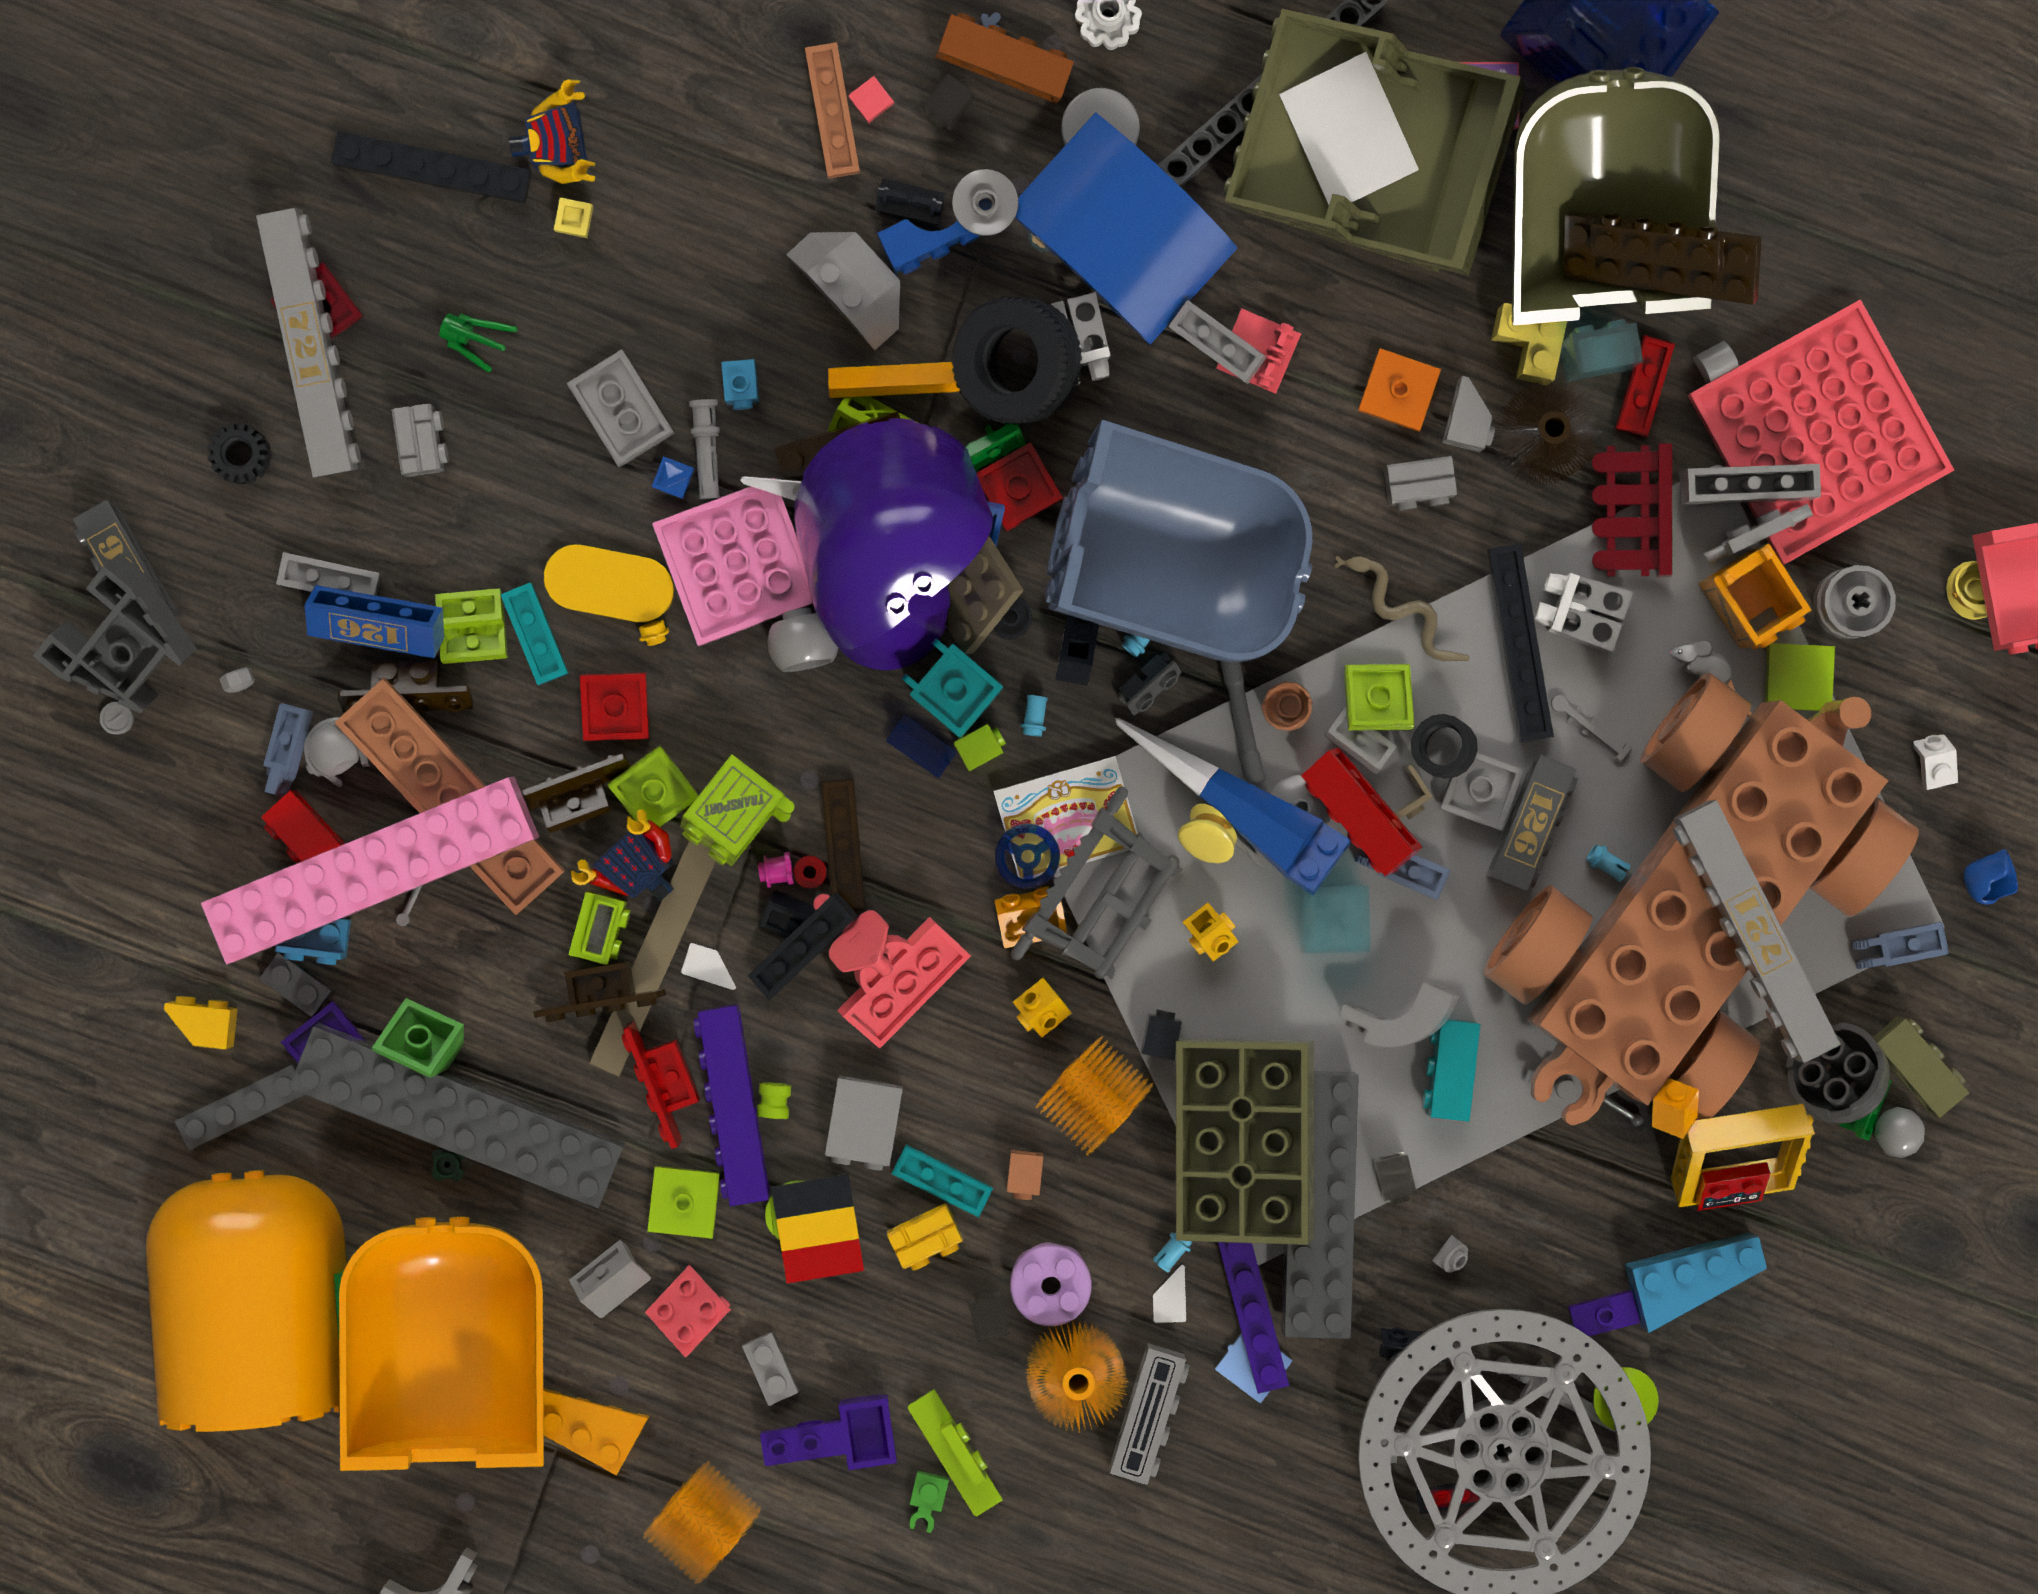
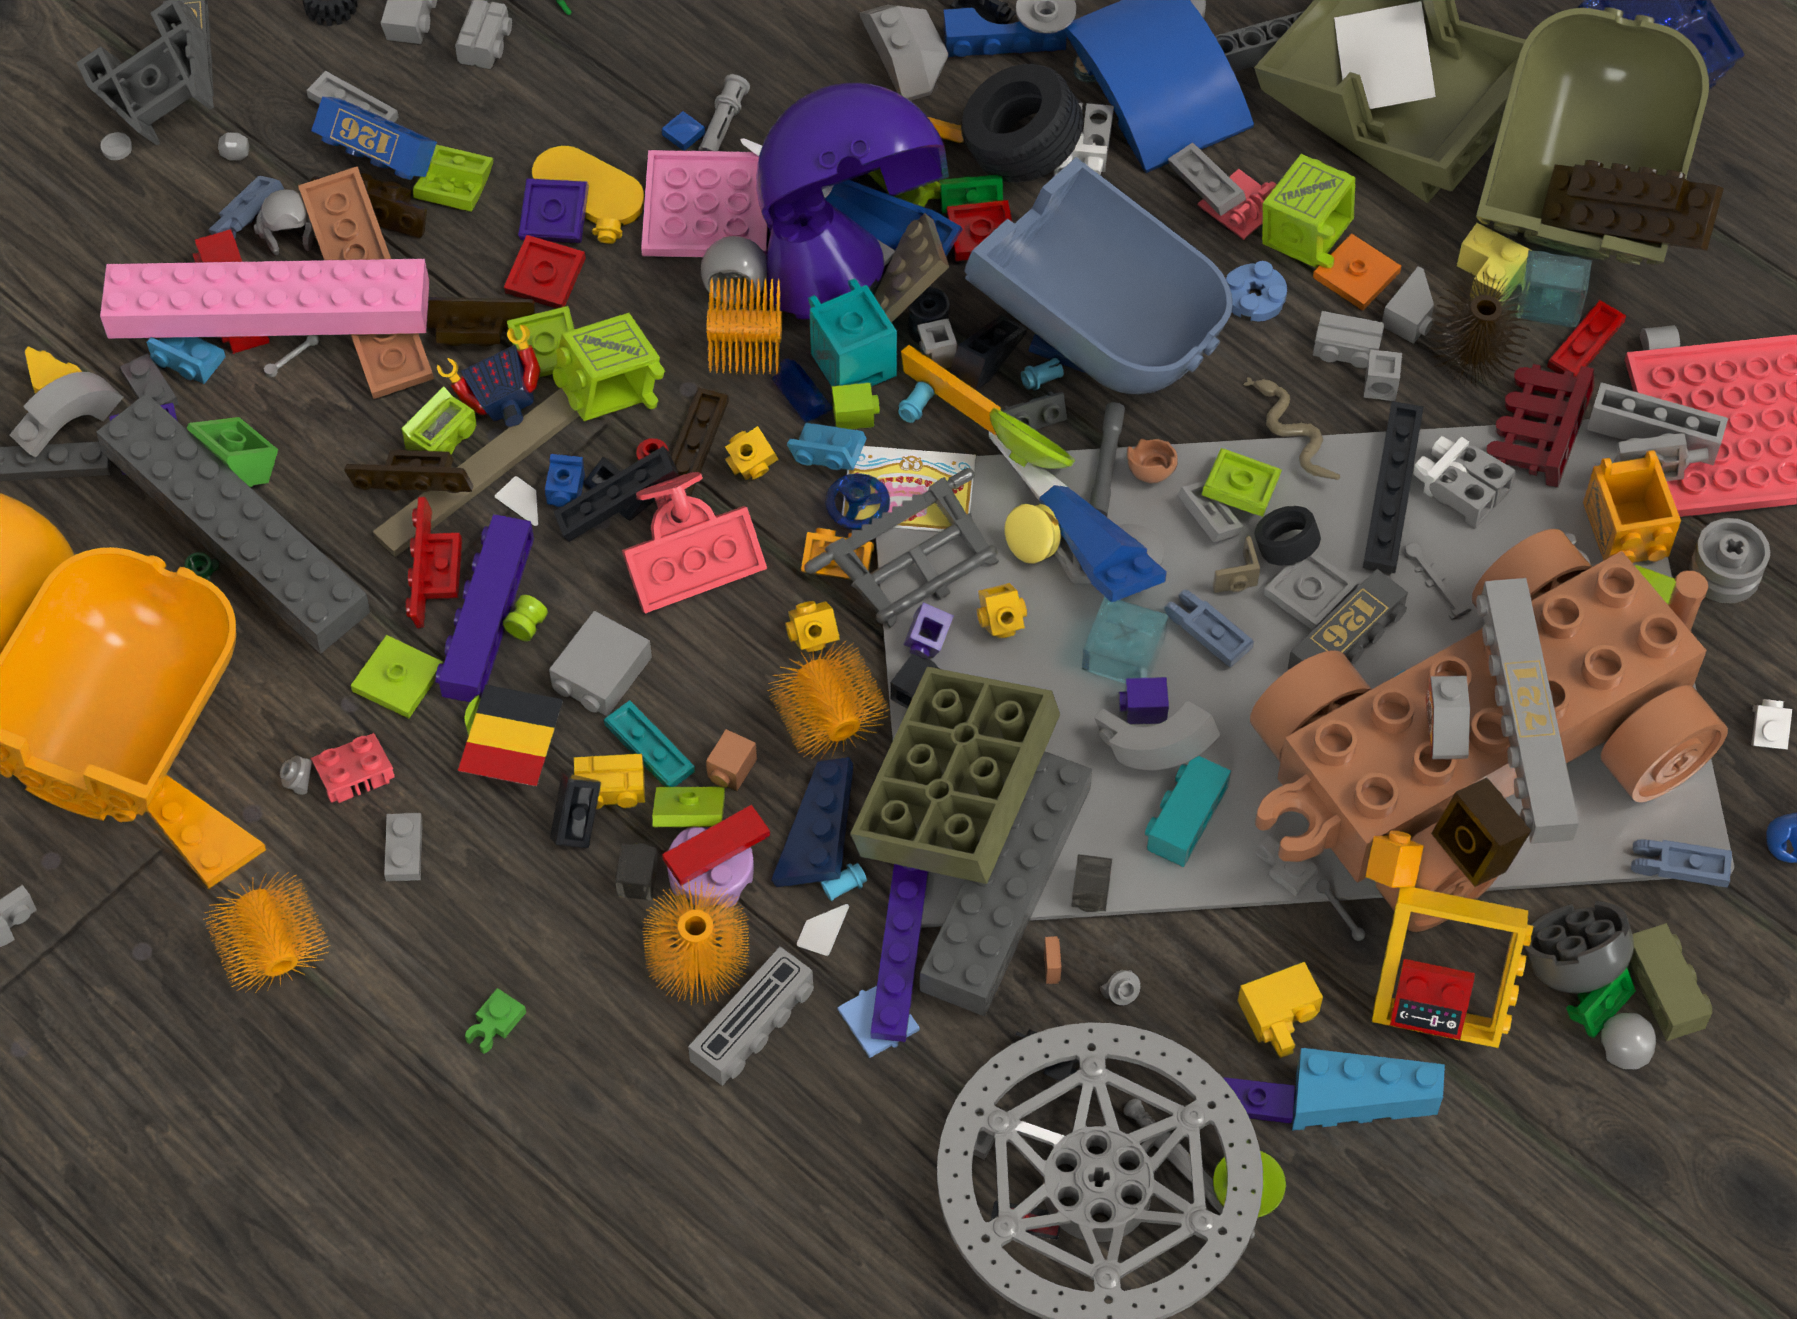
camera: 20 degrees right, 30 degrees down
(237, 1057) = (61, 402): none -> light grey arch
(534, 634) = (504, 198): teal plate -> none
(591, 632) = (554, 210): none -> dark purple plate
(609, 1280) = (294, 716): light grey panel -> none
(620, 408) = (664, 71): light grey tile -> none
(641, 1337) = (296, 774): none -> light grey plate
(740, 383) = (775, 80): dark azure brick -> none
(748, 928) = (564, 479): none -> blue brick
(776, 870) = (623, 438): dark pink brick -> none
(843, 716) = (743, 326): none -> light orange piece
(861, 1434) = (460, 928): dark purple plate -> none
(906, 844) = (750, 443): none -> yellow brick
(910, 1284) = (575, 811): none -> black slope
(954, 1452) = (543, 985): lime bracket -> none
(974, 804) = (828, 446): none -> dark azure bracket
(1009, 1239) = (688, 806): none -> lime plate
(1032, 650) = (938, 342): none -> light grey brick
(1055, 1280) = (716, 845): none -> red tile
(1066, 695) = (948, 387): none -> light orange tile
(1131, 1213) = (819, 830): none -> dark blue wing
(1160, 983) = (933, 623): none -> brick
(1170, 740) = (1027, 443): none -> lime dish
(1328, 452) = (1260, 277): none -> medium blue plate
(1336, 351) = (1309, 211): none -> lime container
(1361, 812) = (1187, 557): red brick -> none
(1373, 971) = (1145, 700): none -> dark purple brick
(1384, 1257) = (1052, 960): none -> nougat tile
(1469, 517) = (1382, 375): none -> light grey brick
(1592, 1219) = (1277, 1002): none -> yellow hinge
(1687, 968) = (1448, 717): none -> light grey slope
(1751, 1067) = (1481, 832): none -> dark brown brick

